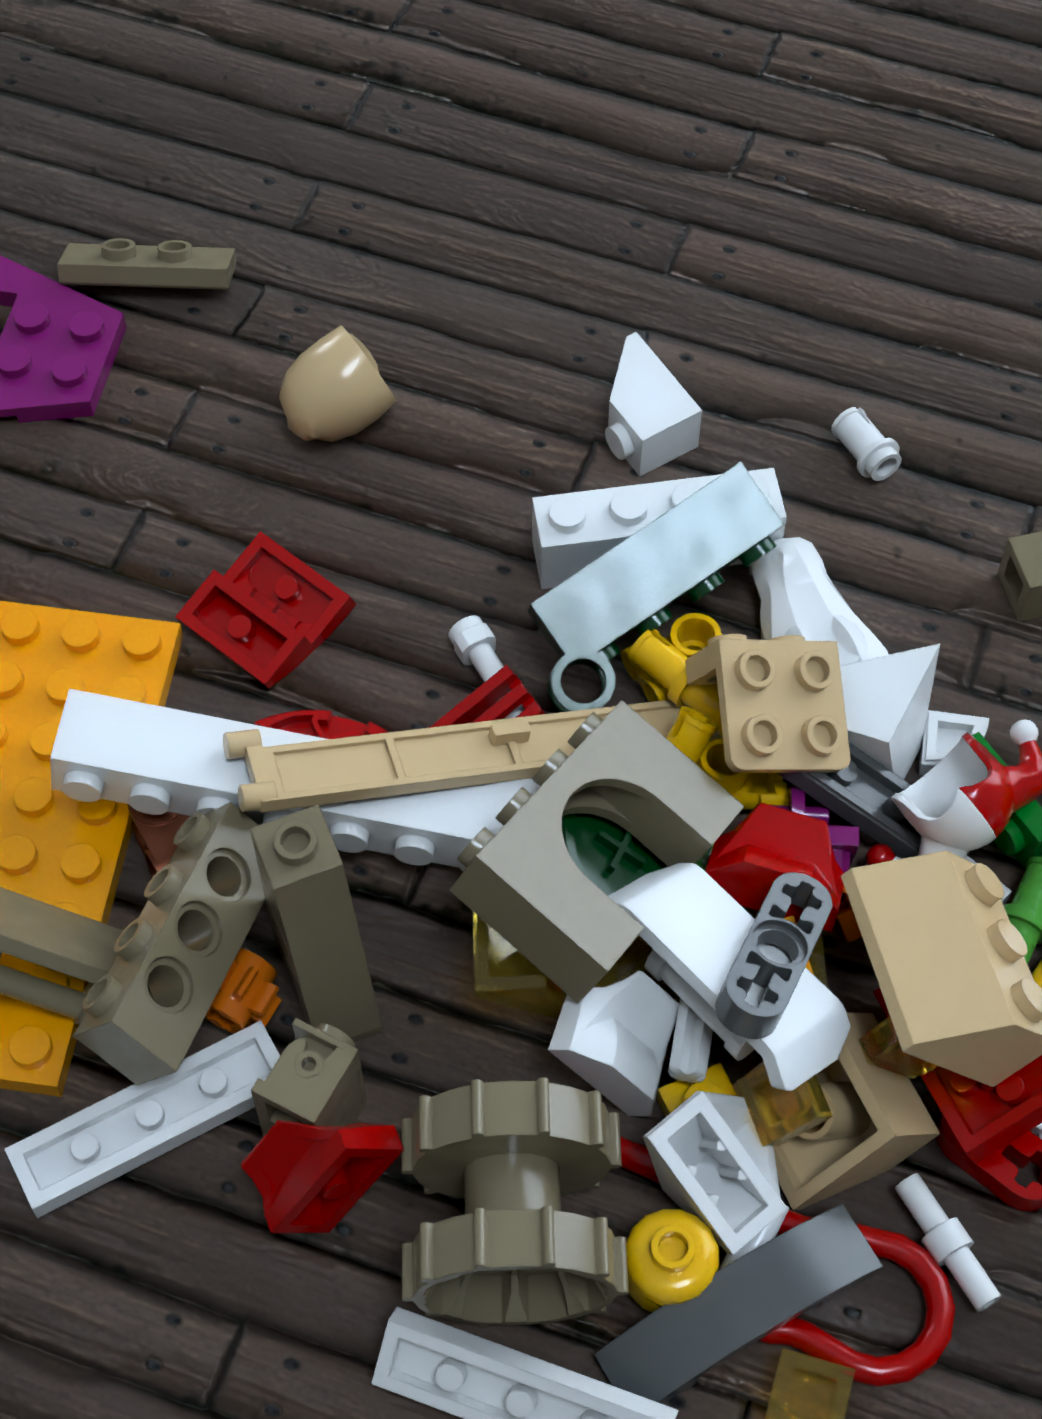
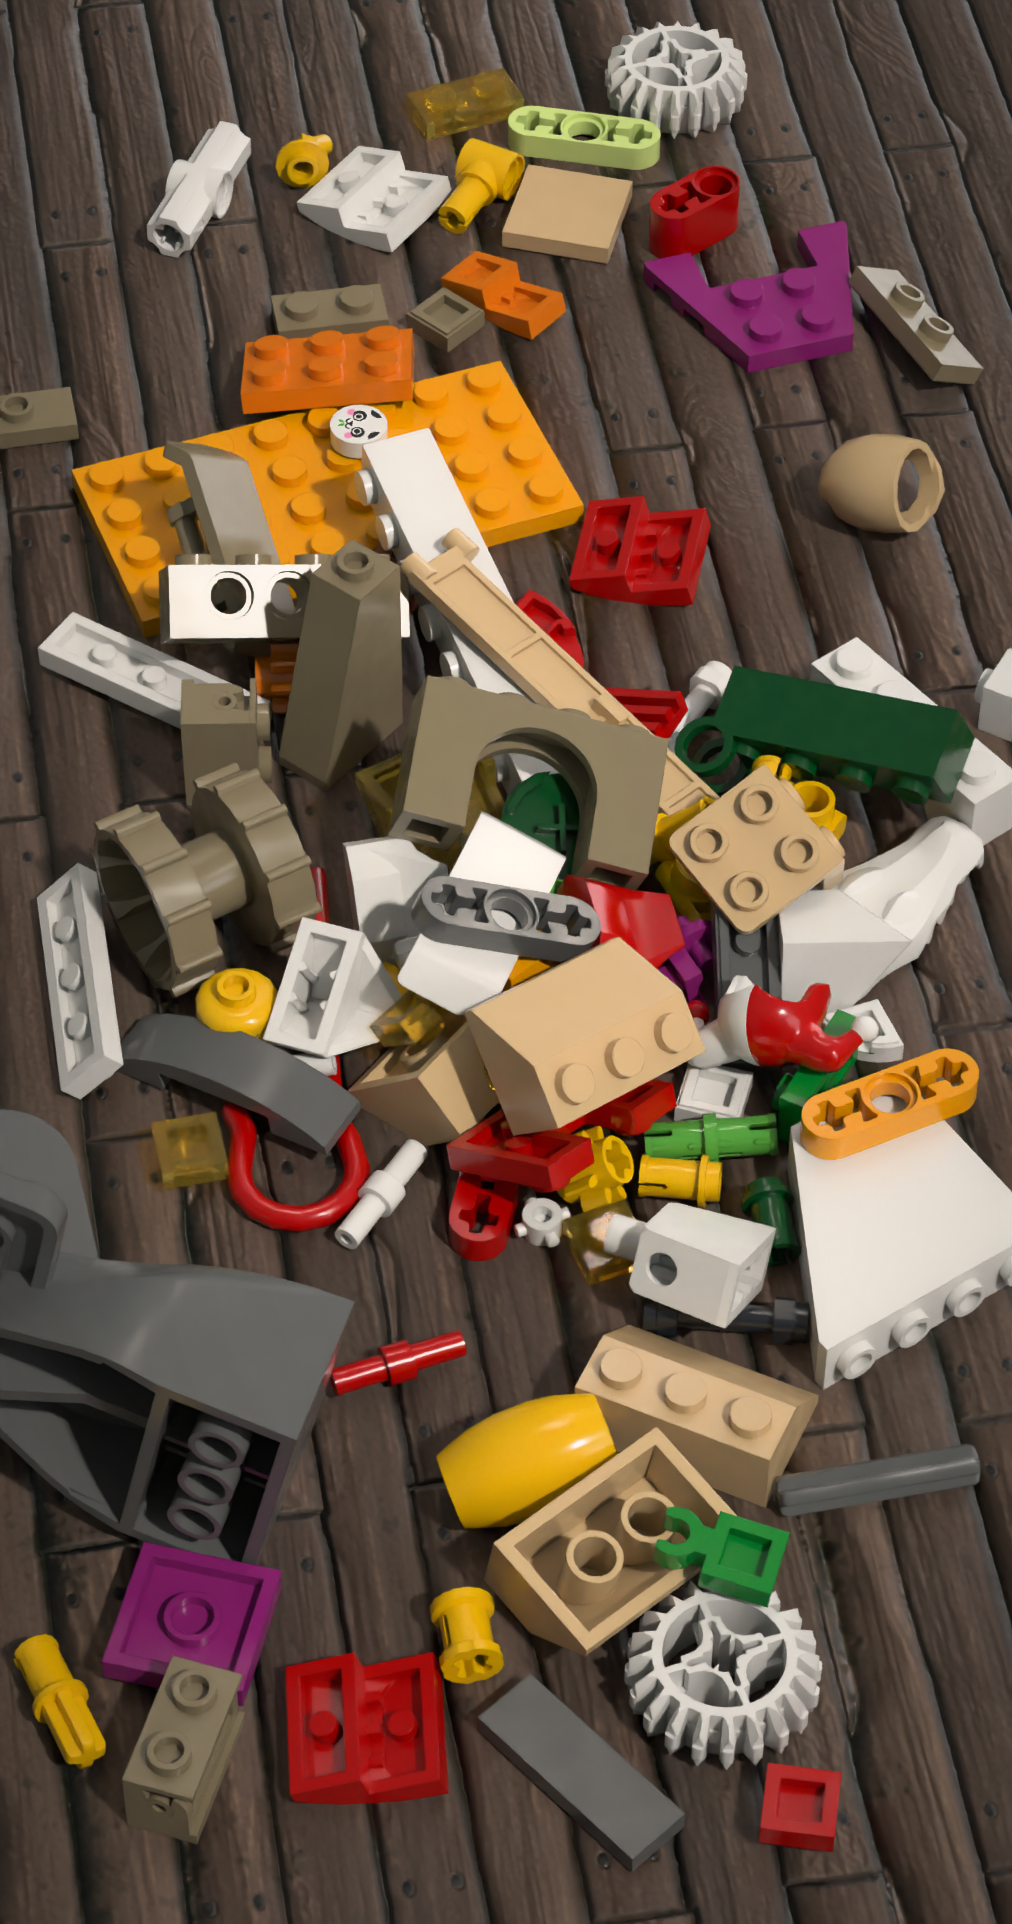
camera: 60 degrees right, 10 degrees down
(318, 1172) = (158, 766): red slope -> none

